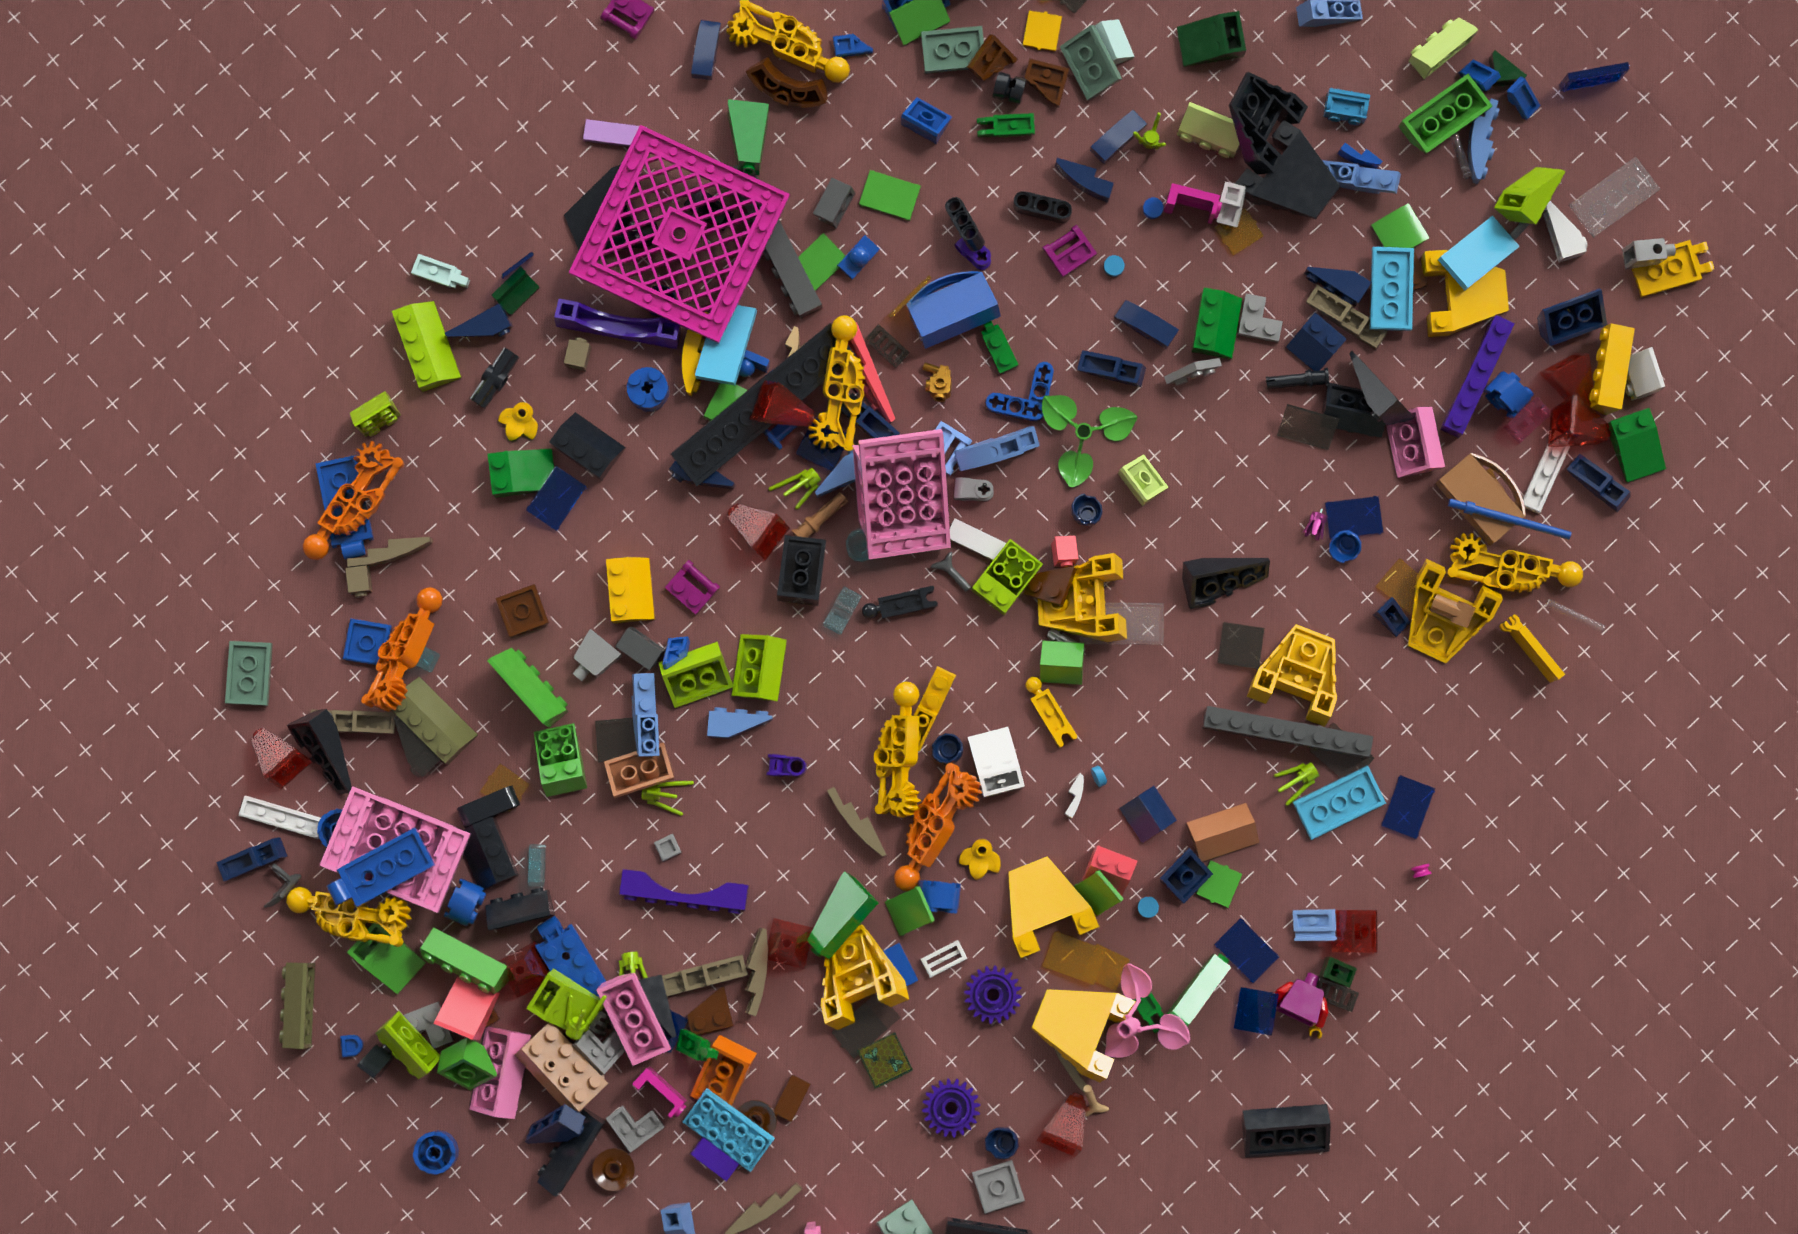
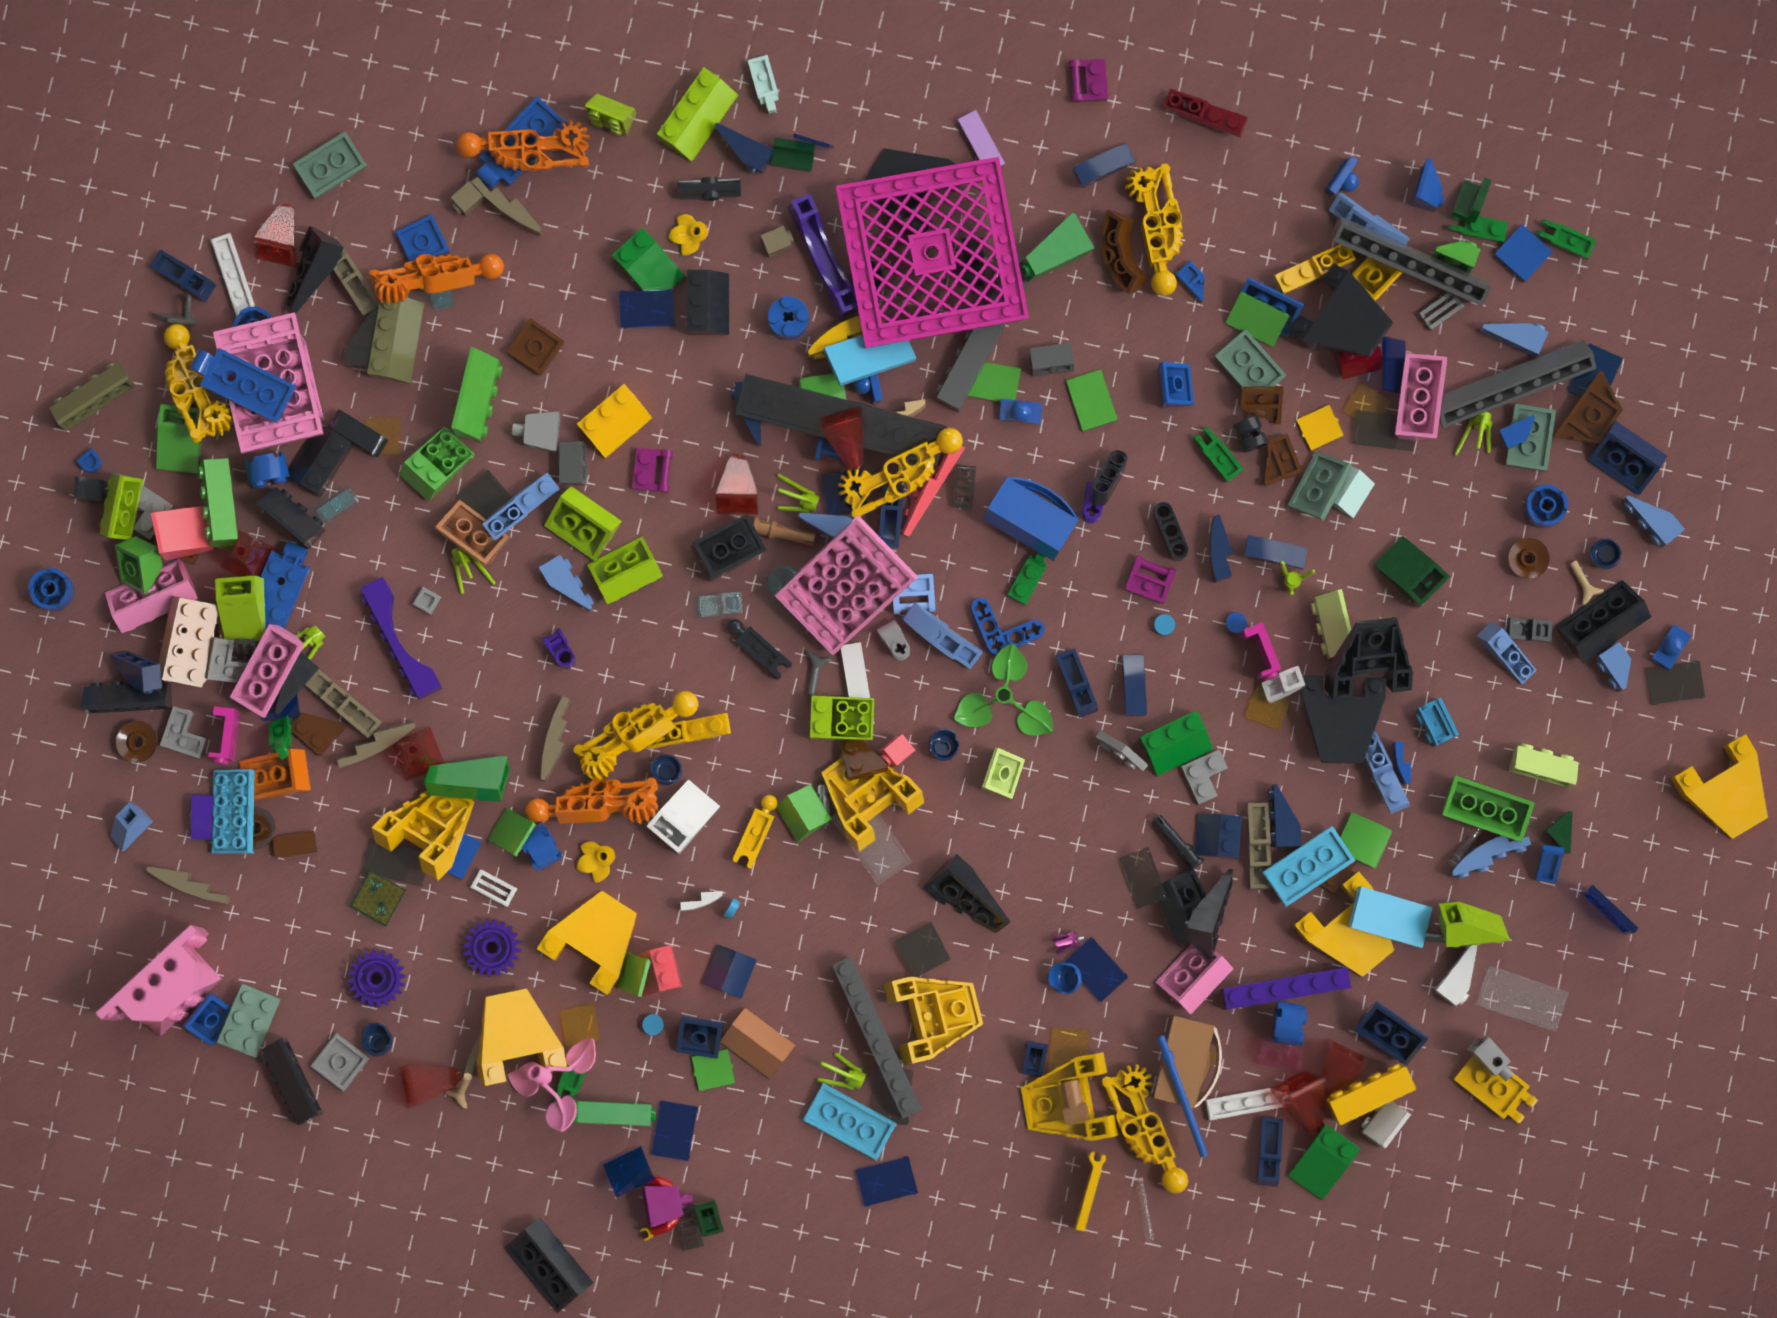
camera: 50 degrees right, 0 degrees up
(577, 1025) = (229, 628): lime plant -> none
(675, 651) = (590, 493): blue tile -> none
(908, 296) = (1016, 475): clear yellow piece -> none
(940, 383) = (963, 552): pearl gold piece -> none
(1074, 957) = (569, 993): clear yellow piece -> none
(1314, 925) = (733, 1170): light blue plate -> none
(1356, 931) = (752, 1207): clear red slope -> none
(1421, 870) = (840, 1228): dark pink bush -> none
(1481, 74) = (1542, 814): blue tile -> none

